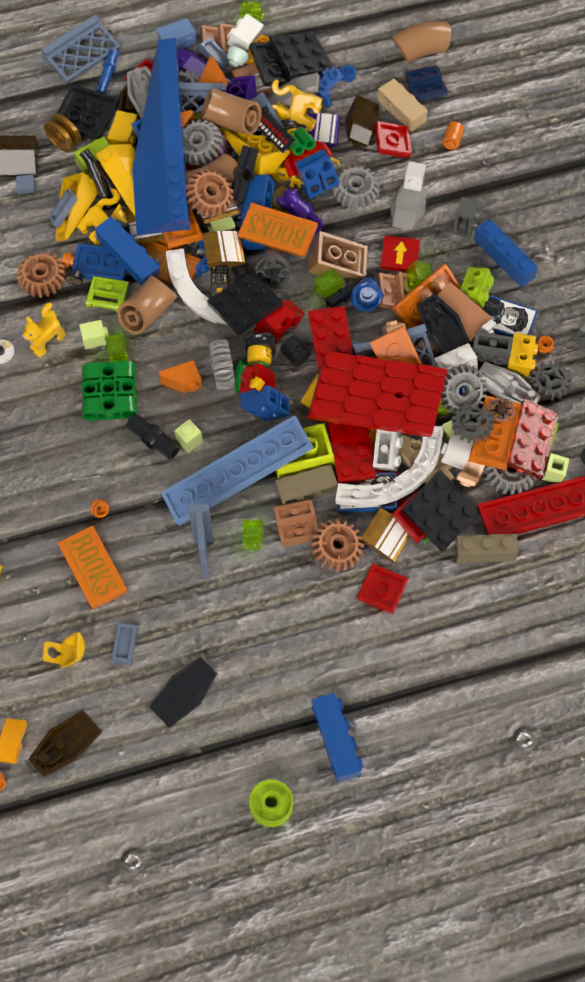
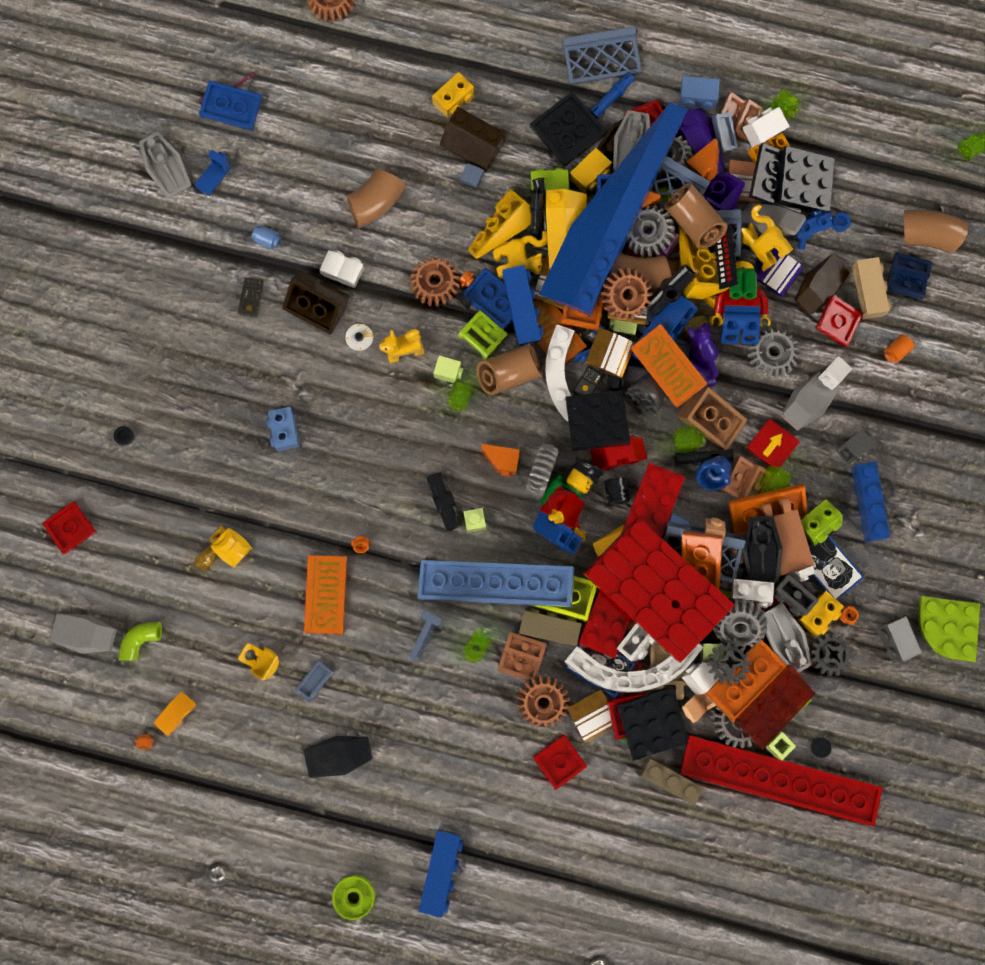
camera: 30 degrees right, 15 degrees up
(62, 133) = (532, 143): pearl gold wheel -> none
(63, 207) = (490, 224): sand blue tile -> none
(64, 744) = (217, 741): dark brown piece -> none
(95, 379) = (449, 428): green connector -> none
(237, 56) = (742, 148): light aqua cone -> none
(501, 409) = (765, 661): piece -> none

